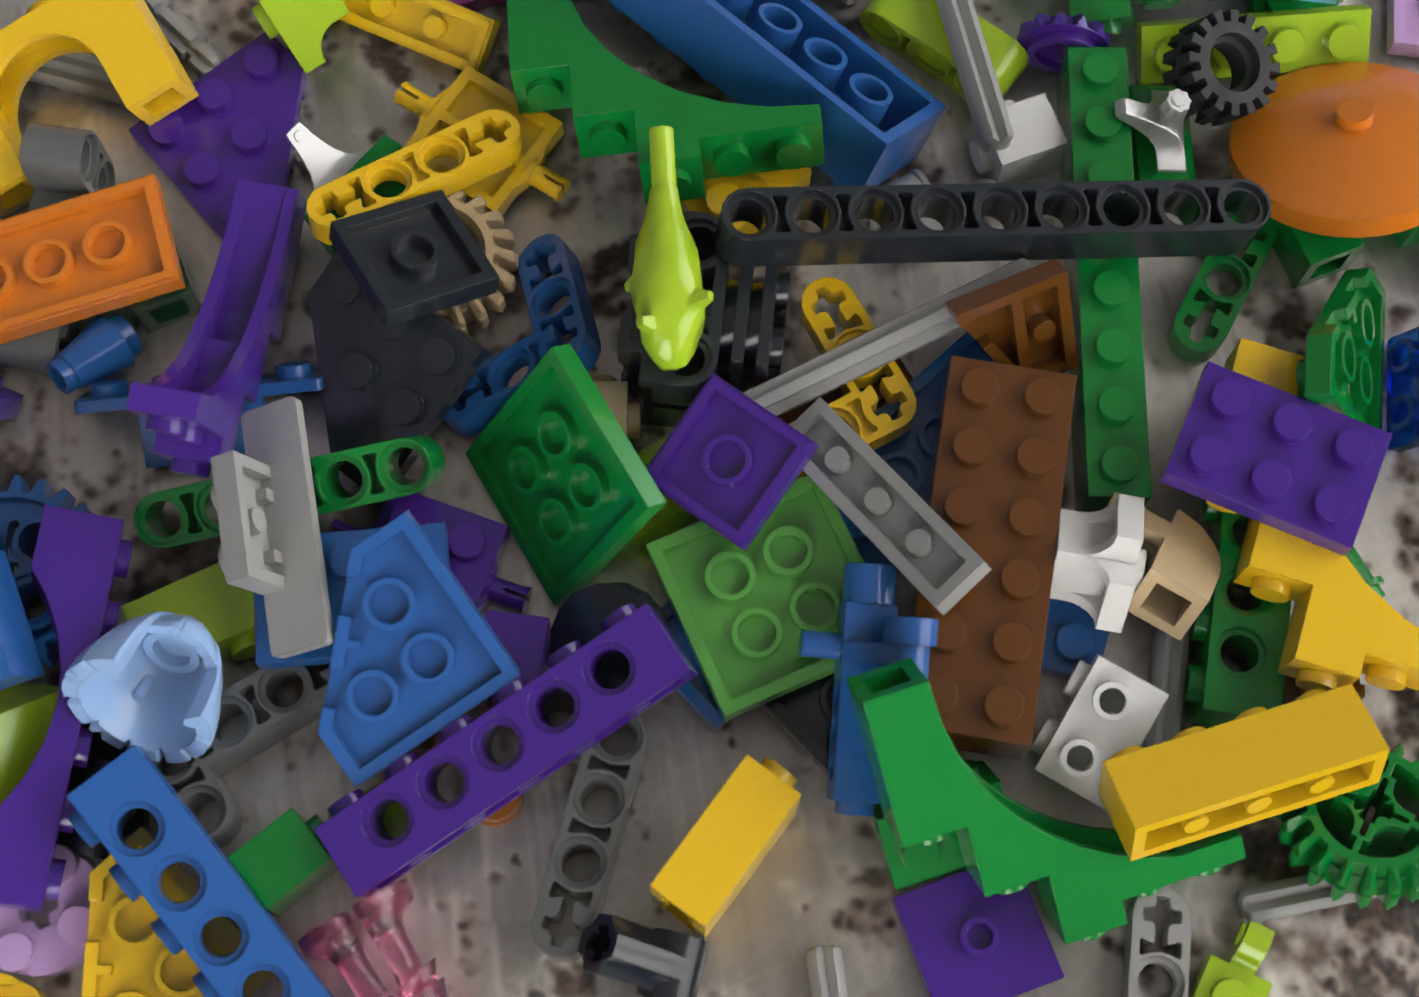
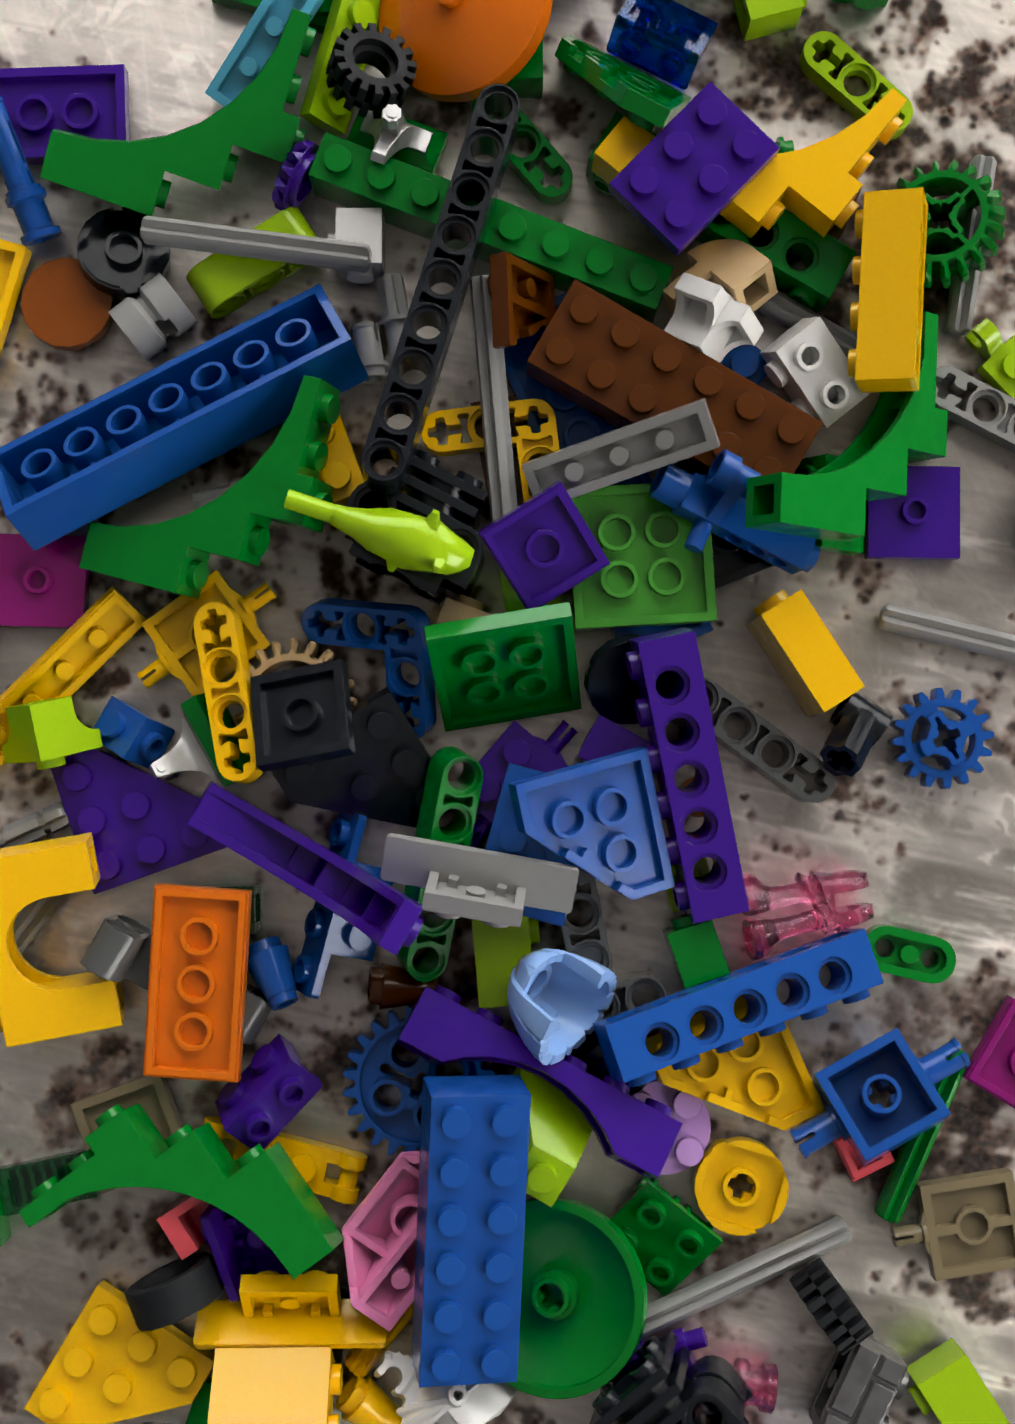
camera: 70 degrees left, 15 degrees up
(116, 495) = (394, 987): none -> reddish brown cone
(334, 102) = (132, 733): none -> blue bracket

